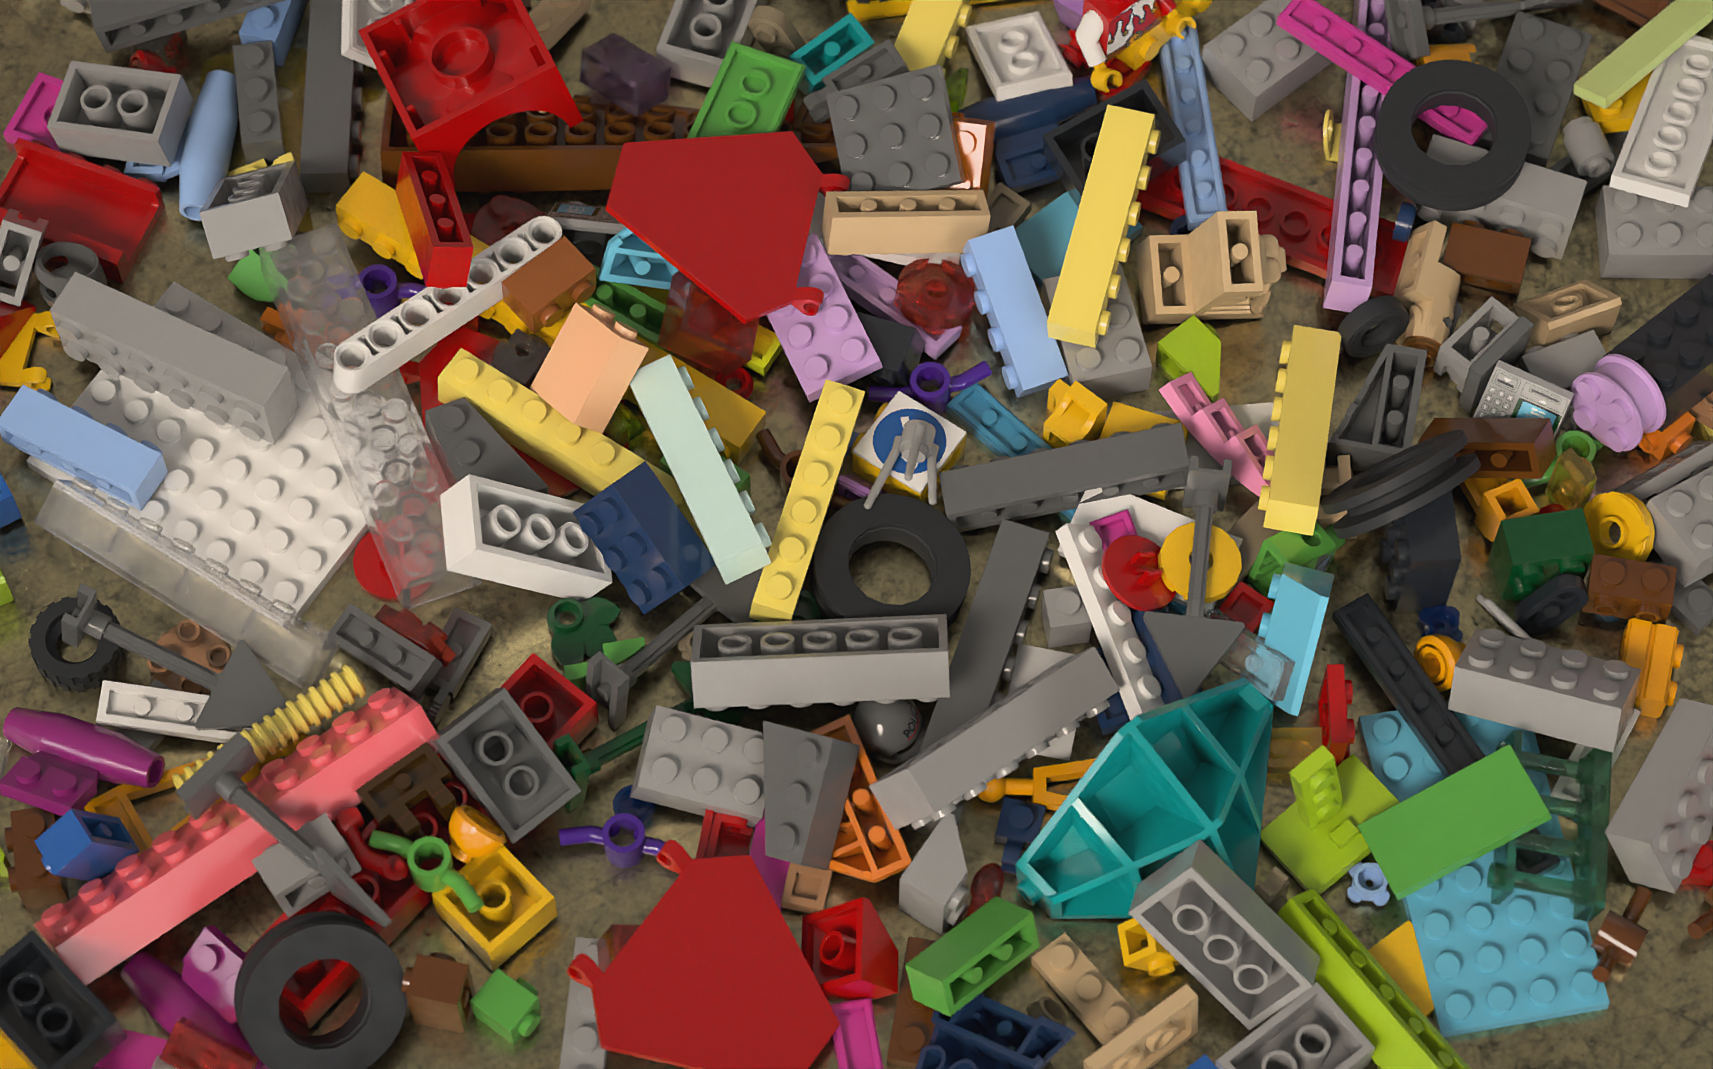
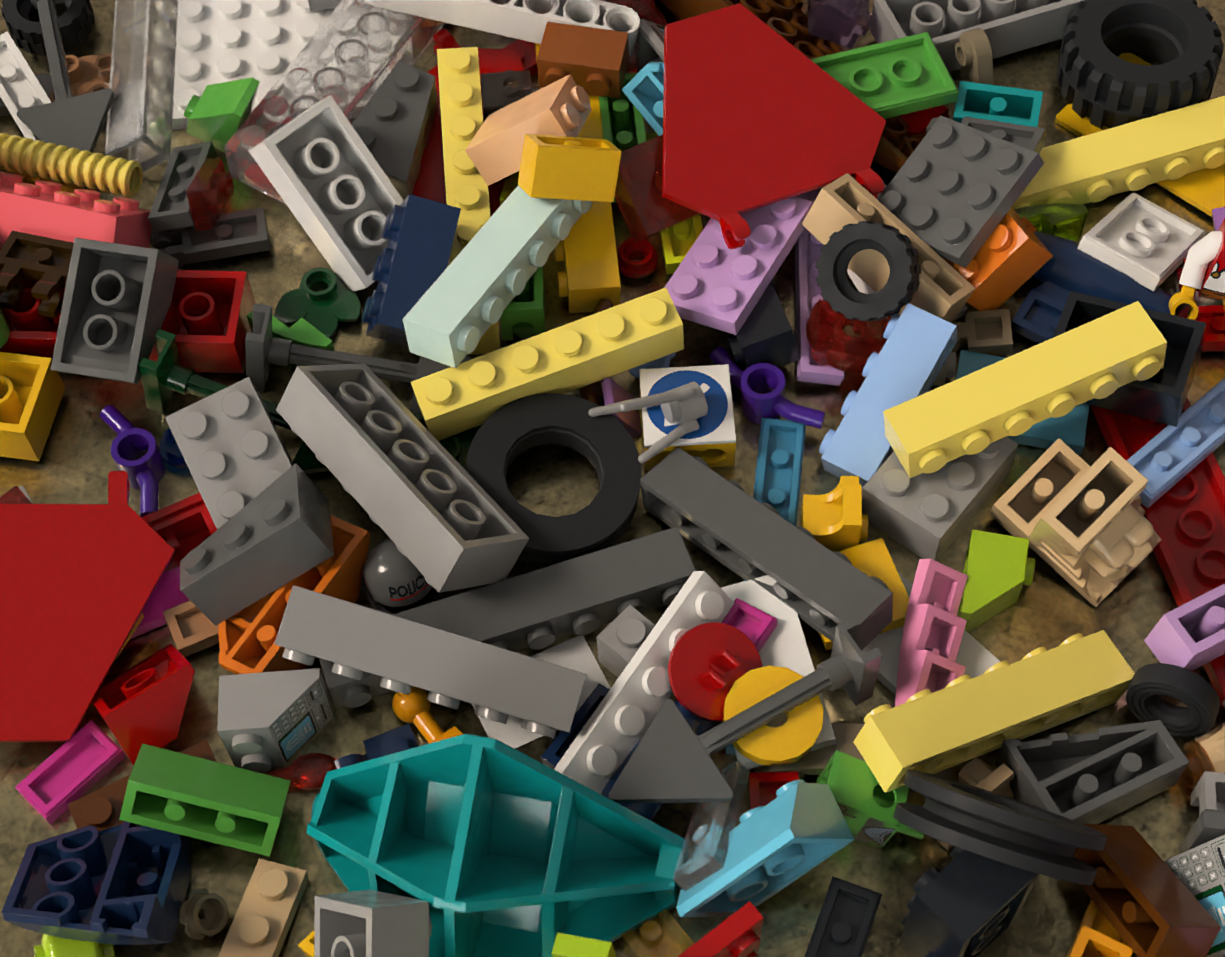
camera: 55 degrees right, 5 degrees down
(354, 569) = (221, 110): none -> bright green slope
(473, 834) = (31, 331): light orange brick -> none
(668, 364) = (569, 168): none -> yellow panel
(943, 265) = (834, 264): none -> black tyre

